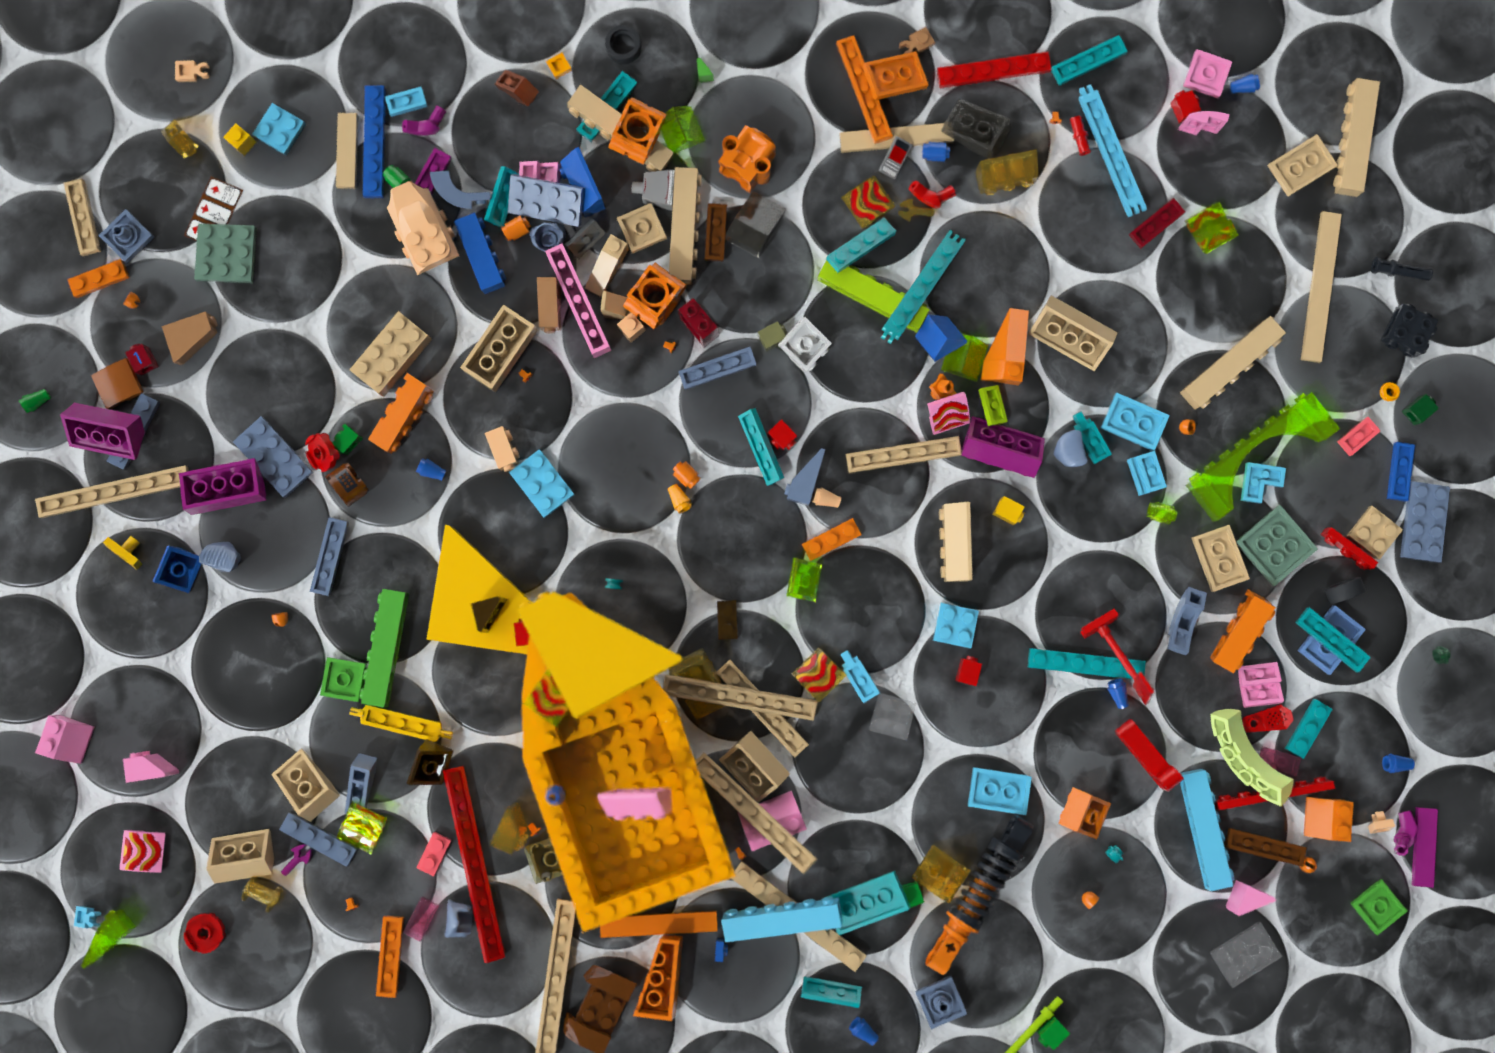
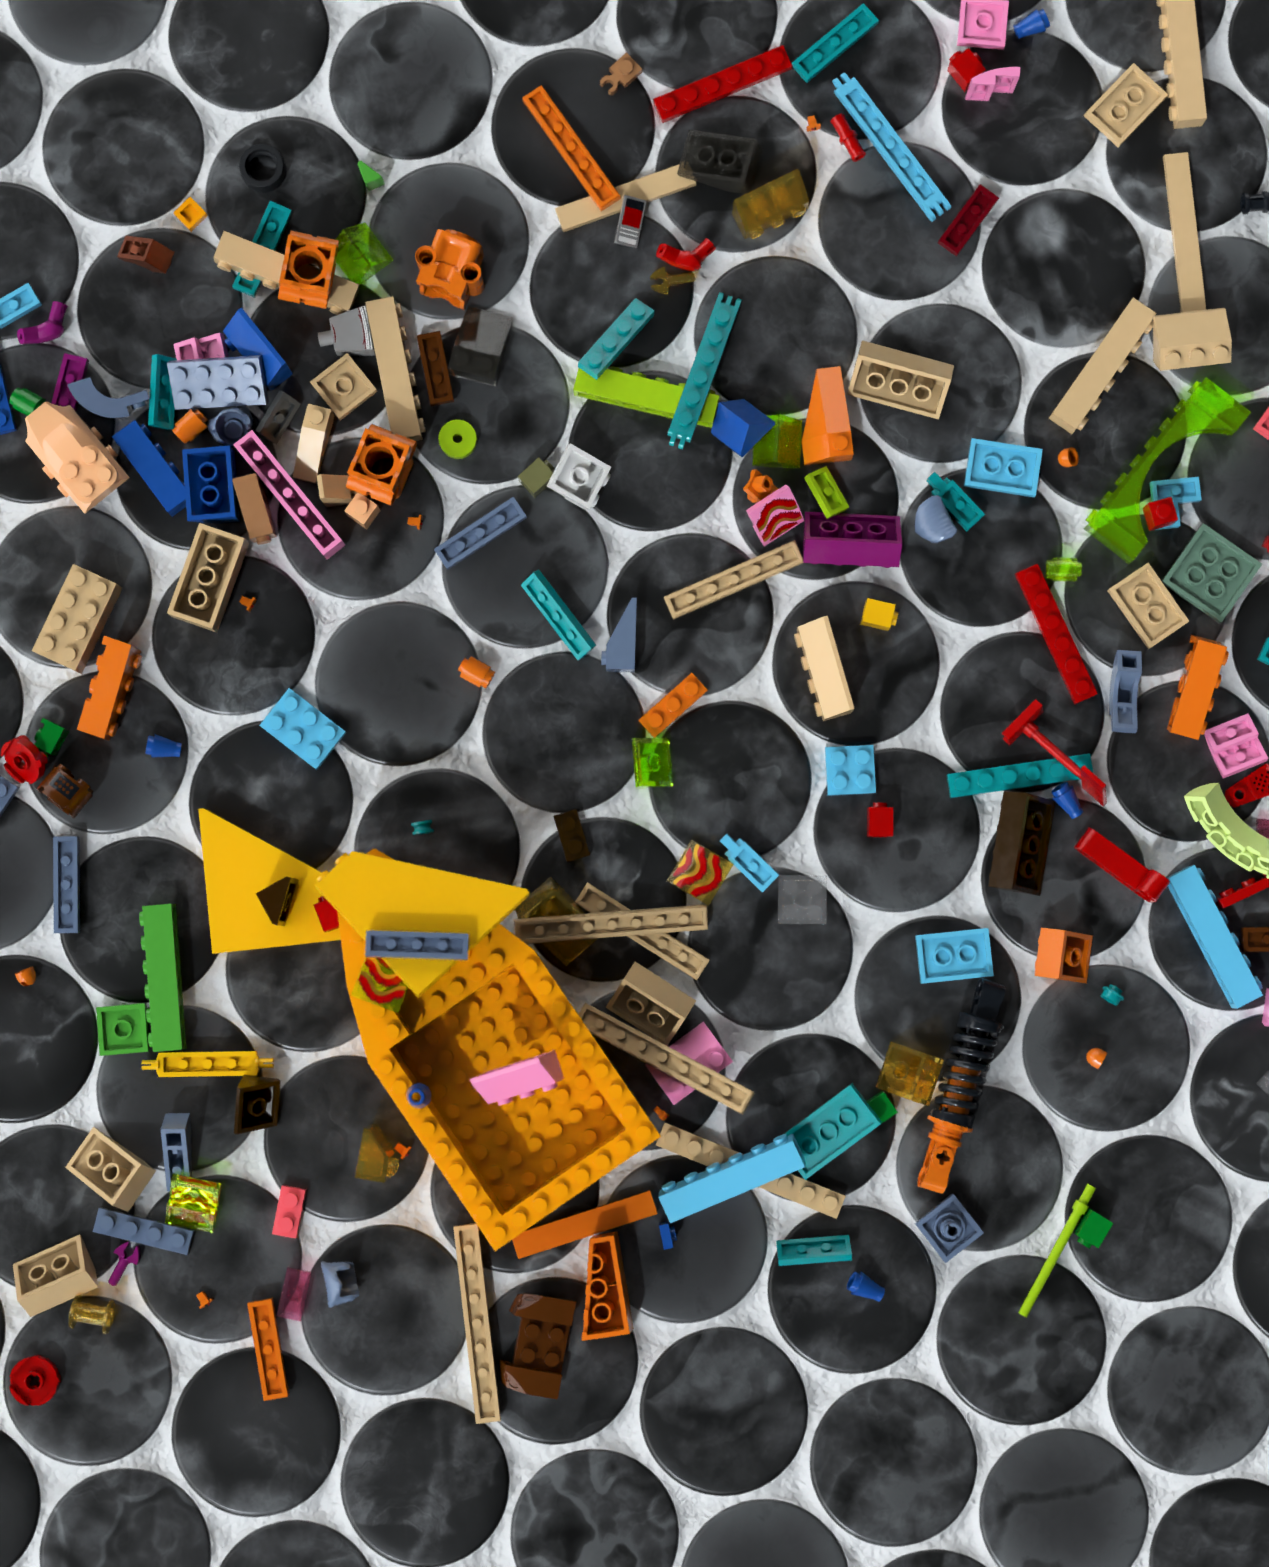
camera: 15 degrees left, 0 degrees up
(474, 864) = (341, 1210): red plate -> none
(502, 449) = (243, 699): light nougat brick -> none
(519, 277) = (210, 485): none -> blue slope
(543, 861) = (425, 1184): olive slope -> none
(583, 678) = (416, 945): none -> sand blue plate
(679, 499) = (475, 704): light orange cone -> none
(701, 327) = (447, 488): dark red window -> none
(715, 299) = (453, 429): none -> lime piece
(782, 436) = (581, 595): red brick -> none
(825, 498) = (652, 657): light nougat cone -> none
(868, 201) = (611, 283): slope -> none
(895, 75) = (604, 121): orange plate -> none
(935, 151) = (677, 201): blue brick -> none
(1074, 717) = (1021, 843): none -> dark brown slope
(1142, 561) = (1056, 634): none -> red plate
(1146, 473) = (1033, 526): medium azure plate -> none
(1211, 227) = (1035, 209): clear neon green slope -> none
(1249, 489) = (1160, 513): none -> red brick
(1308, 360) = (1191, 339): none -> tan slope

